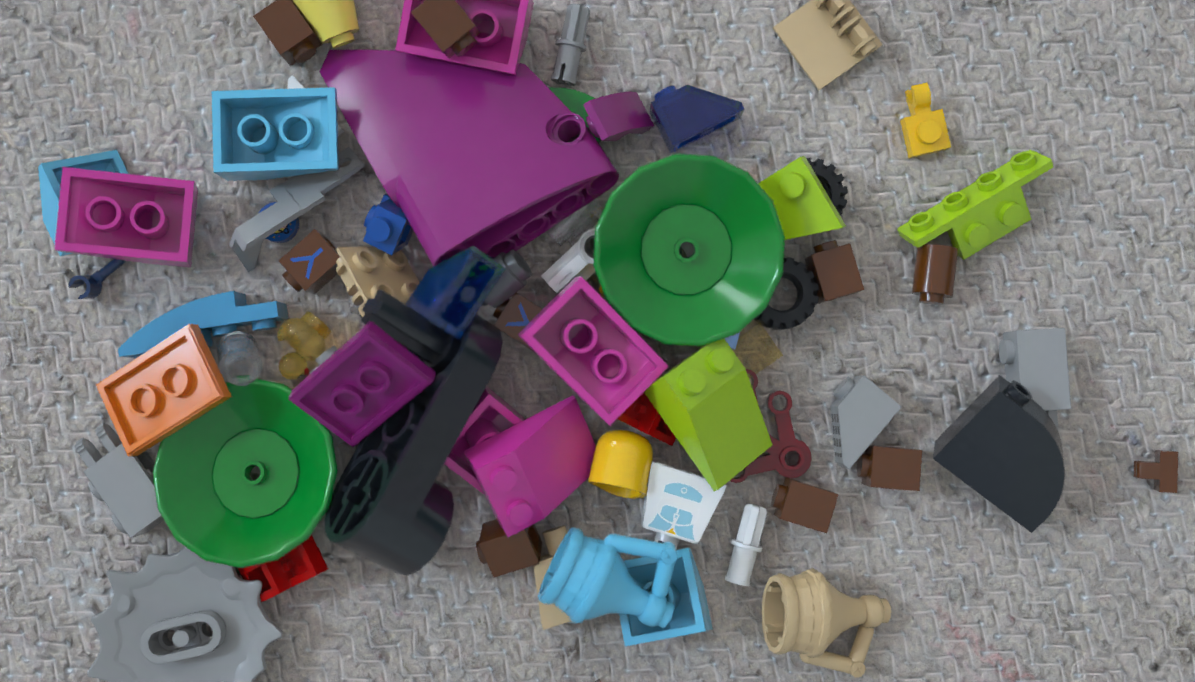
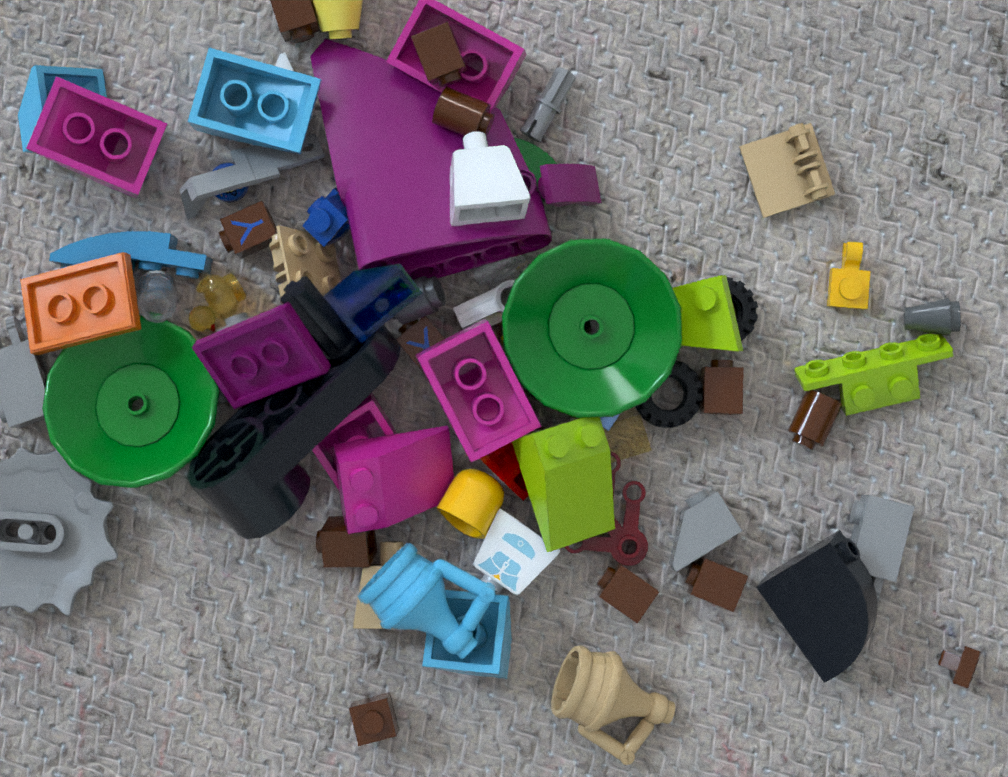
camera: 20 degrees right, 0 degrees up
(94, 281) = (45, 183): dark blue hand -> none
(288, 571) = (139, 502): red brick -> none
(489, 76) = (462, 113): none -> reddish brown brick
(534, 138) = (485, 184): none -> white torso
(690, 114) = (637, 203): clear blue slope -> none
(746, 544) = (562, 612): white axle -> none
(1021, 134) = (934, 317): none -> dark grey cone

